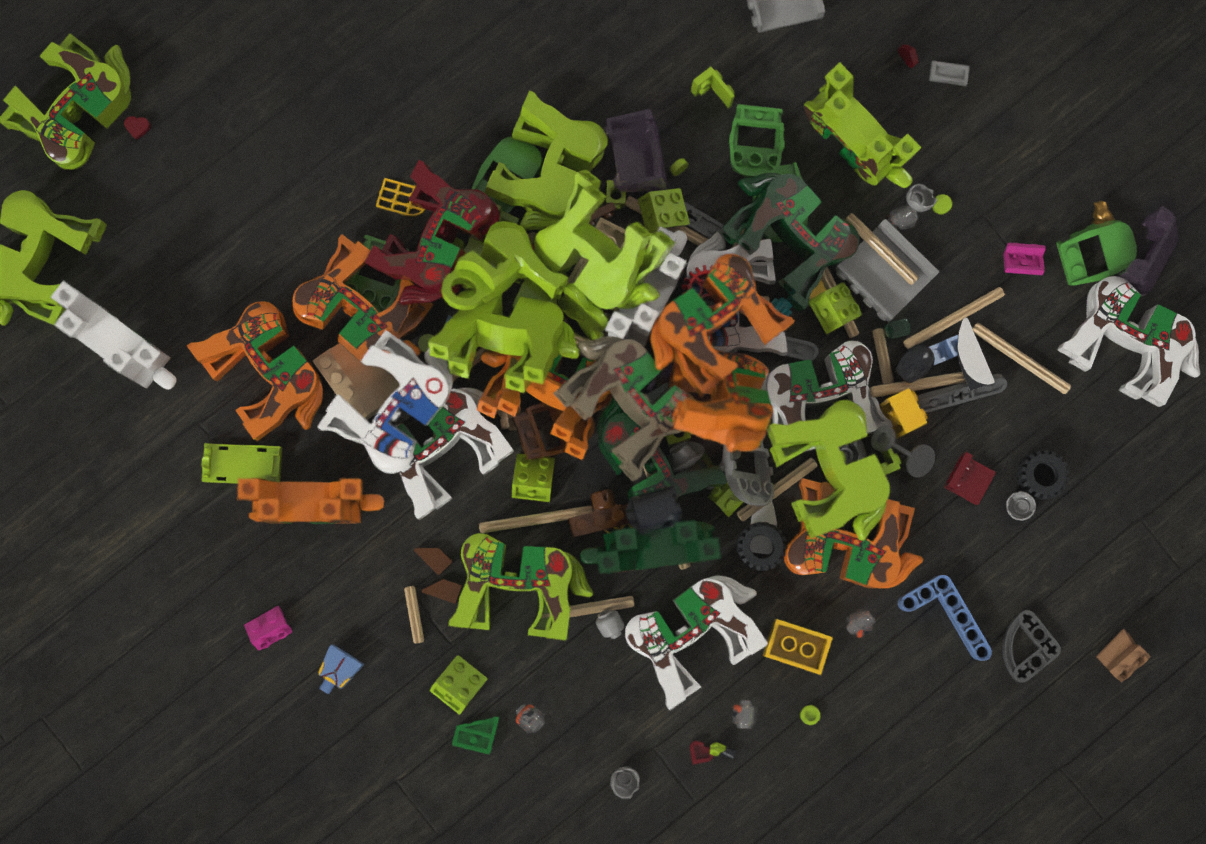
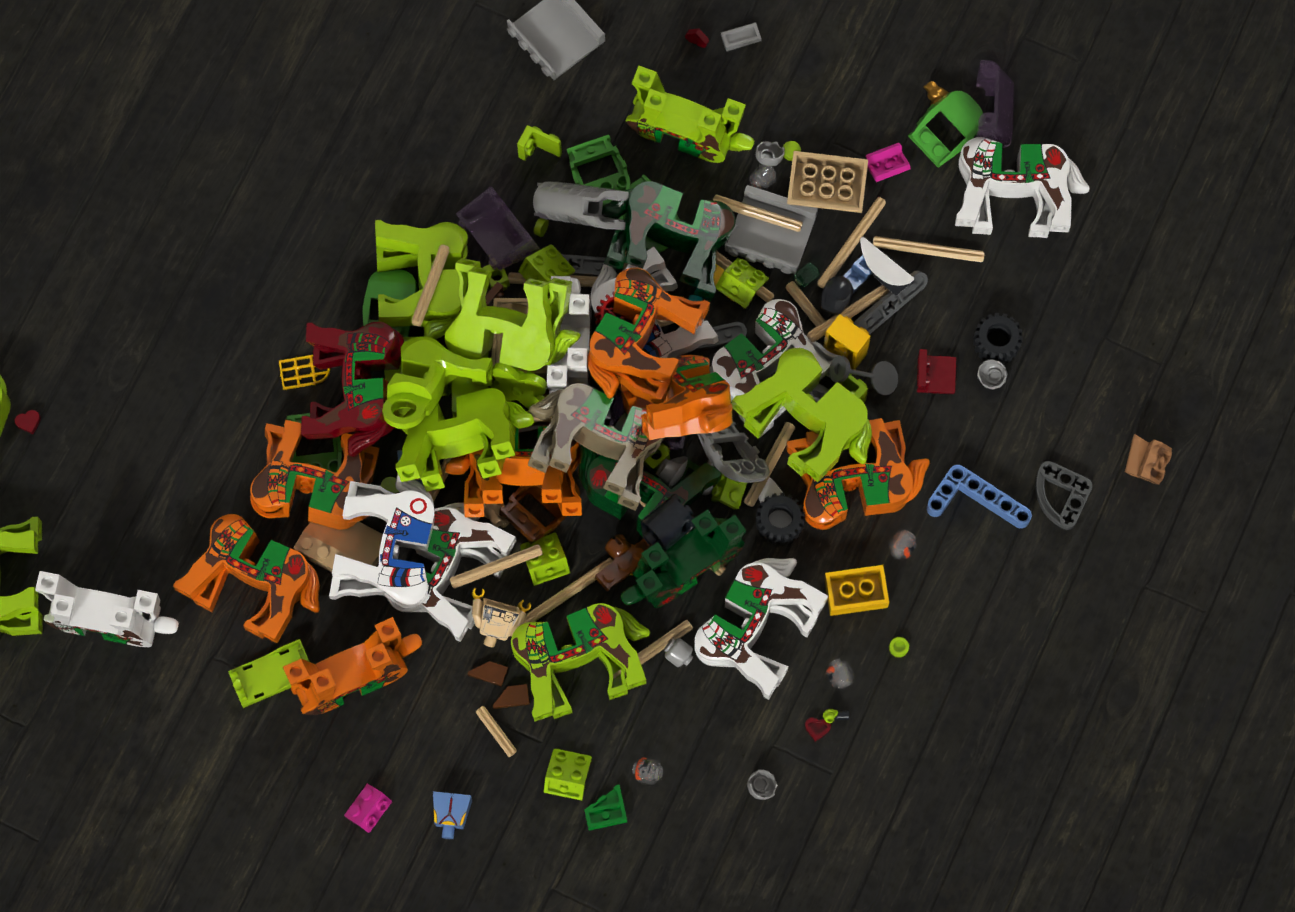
camera: 20 degrees left, 10 degrees down
(461, 515) = (496, 618): none -> tan torso
(484, 466) = (496, 566): none -> tan axle
(548, 178) = (430, 285): none -> tan axle
(721, 165) = (576, 204): none -> light grey piece
(960, 252) = (827, 181): none -> tan slope

